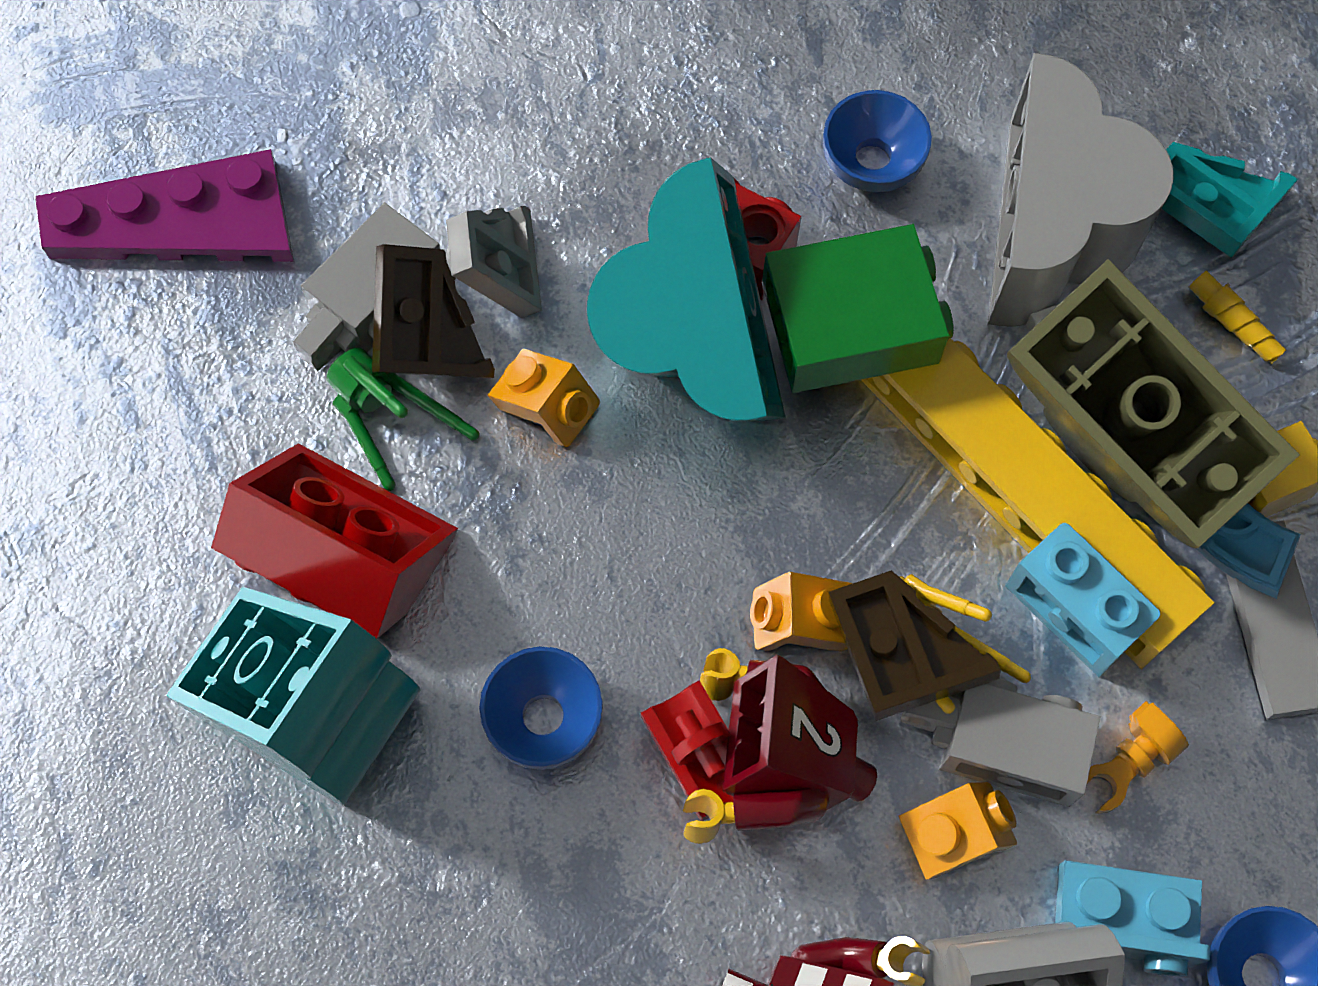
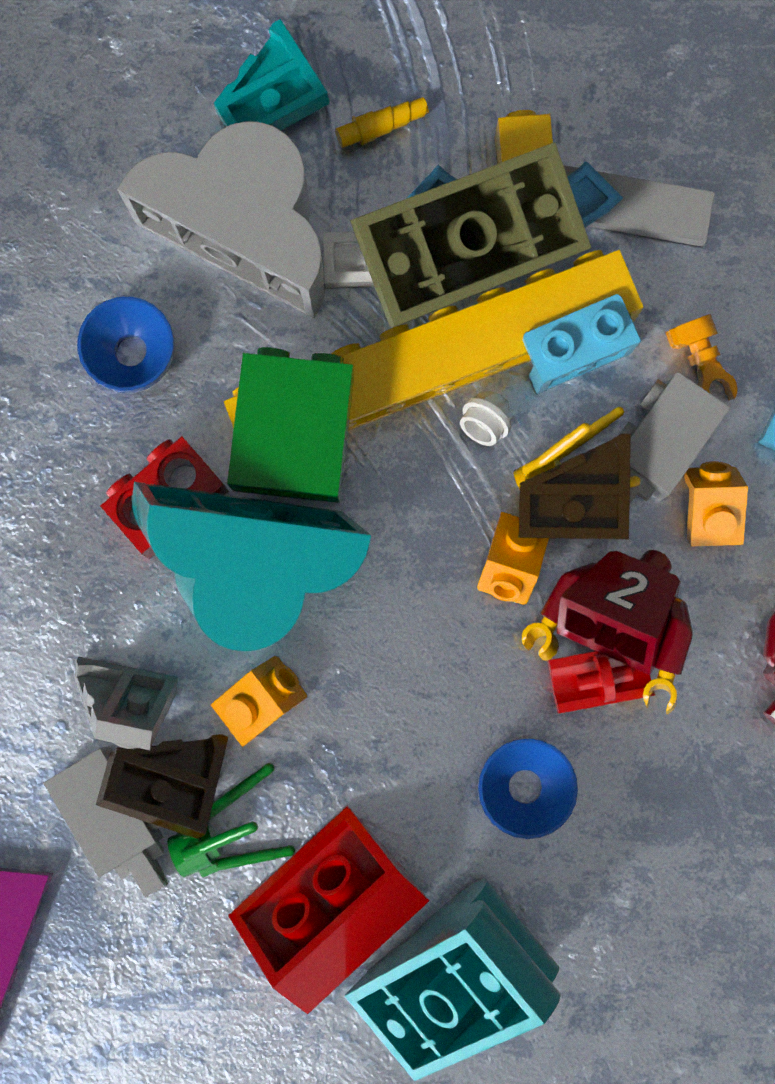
camera: 70 degrees left, 15 degrees up
(954, 530) = (486, 418): none -> white plate

